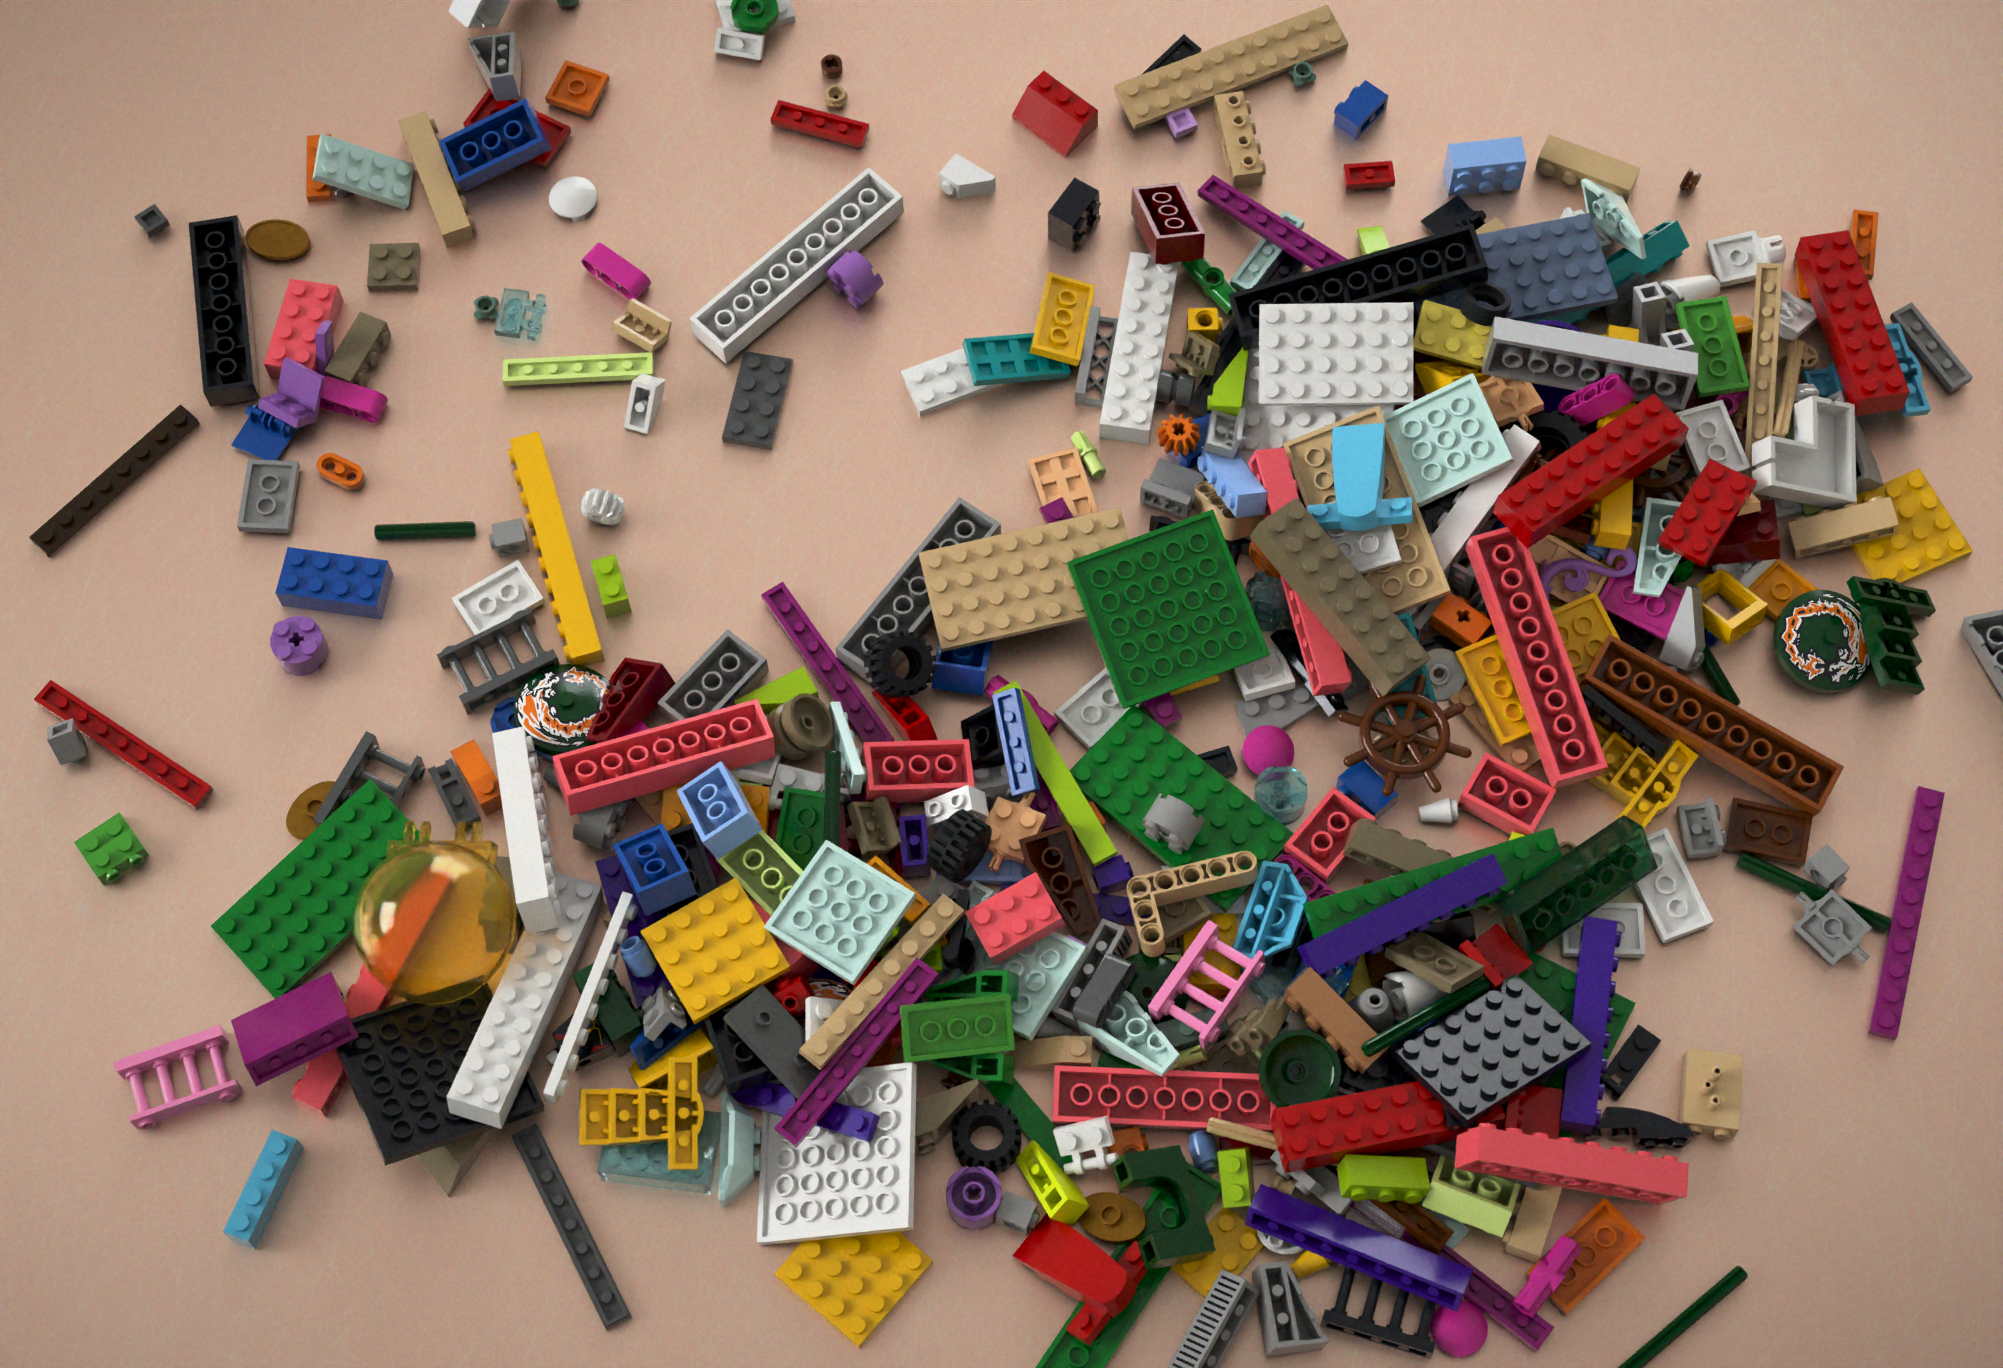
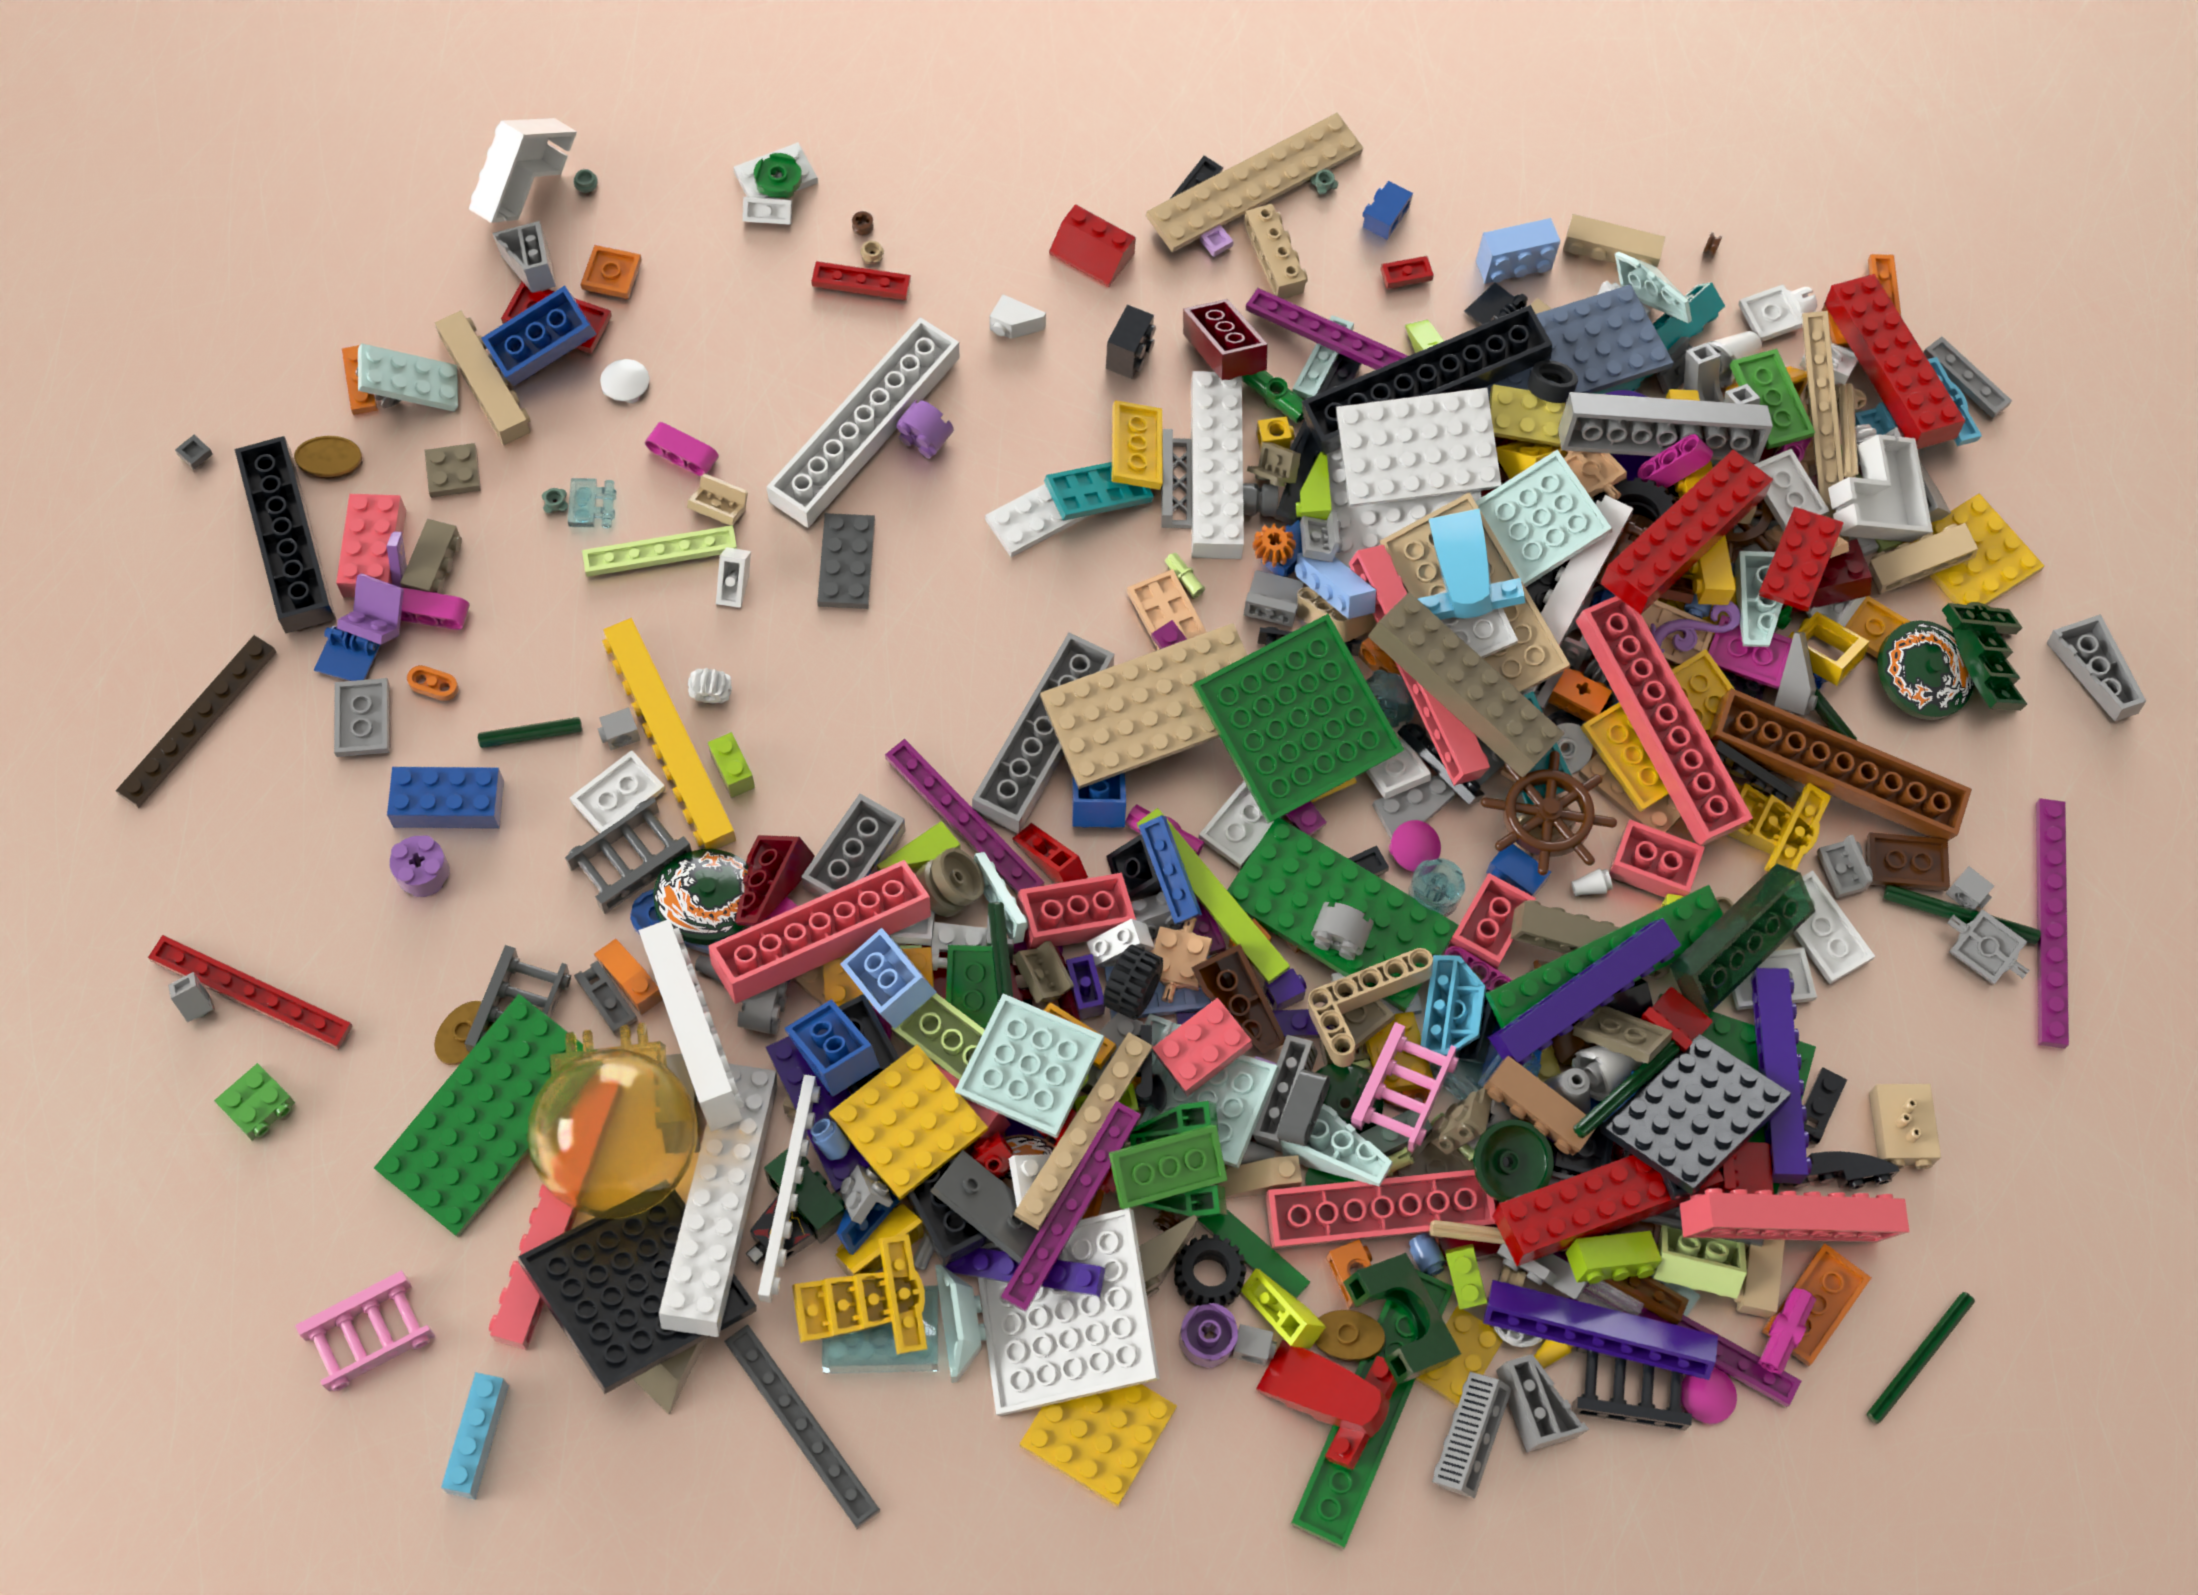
camera: 15 degrees left, 0 degrees up
(293, 1029) = (482, 1264): magenta panel -> none
(919, 661) = (1058, 799): black tyre -> none
(1082, 1137) = (1309, 1258): white plate -> none

